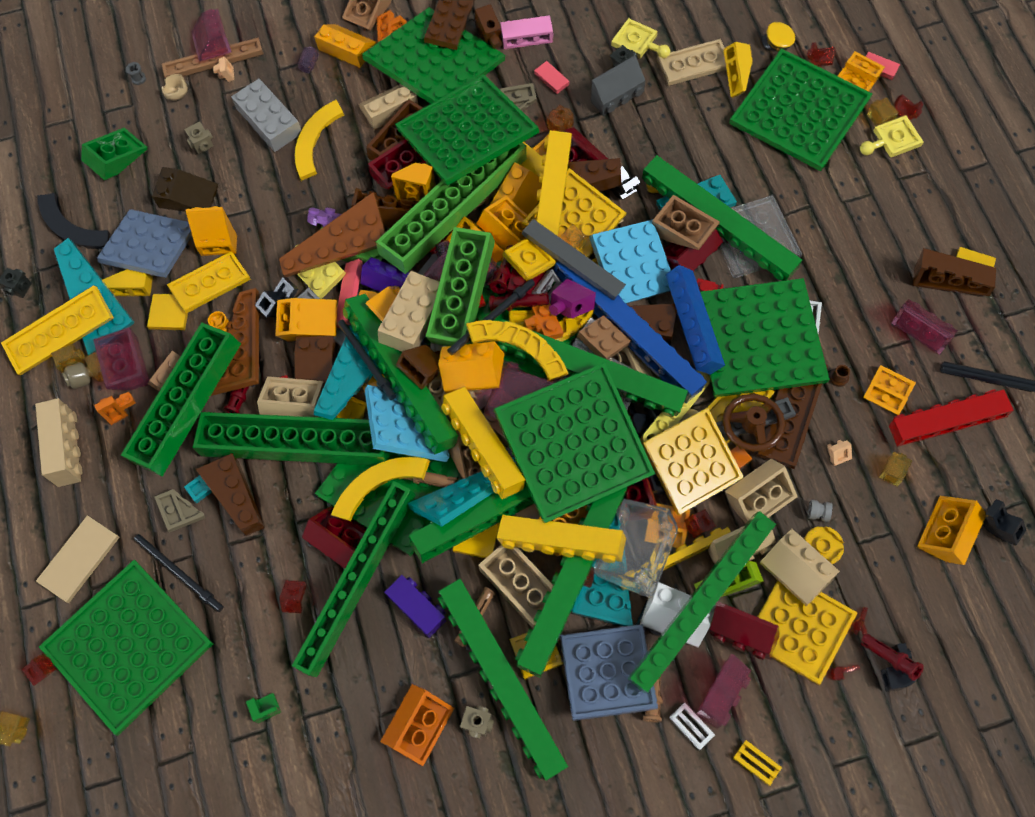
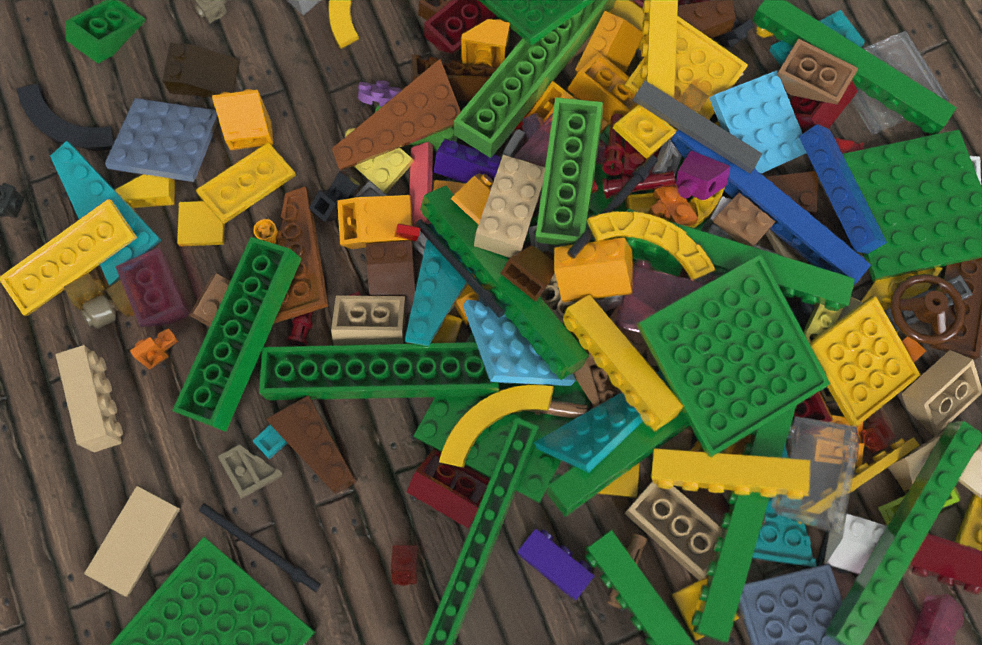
camera: 10 degrees left, 5 degrees up
(329, 328) = (407, 232): none -> red tile

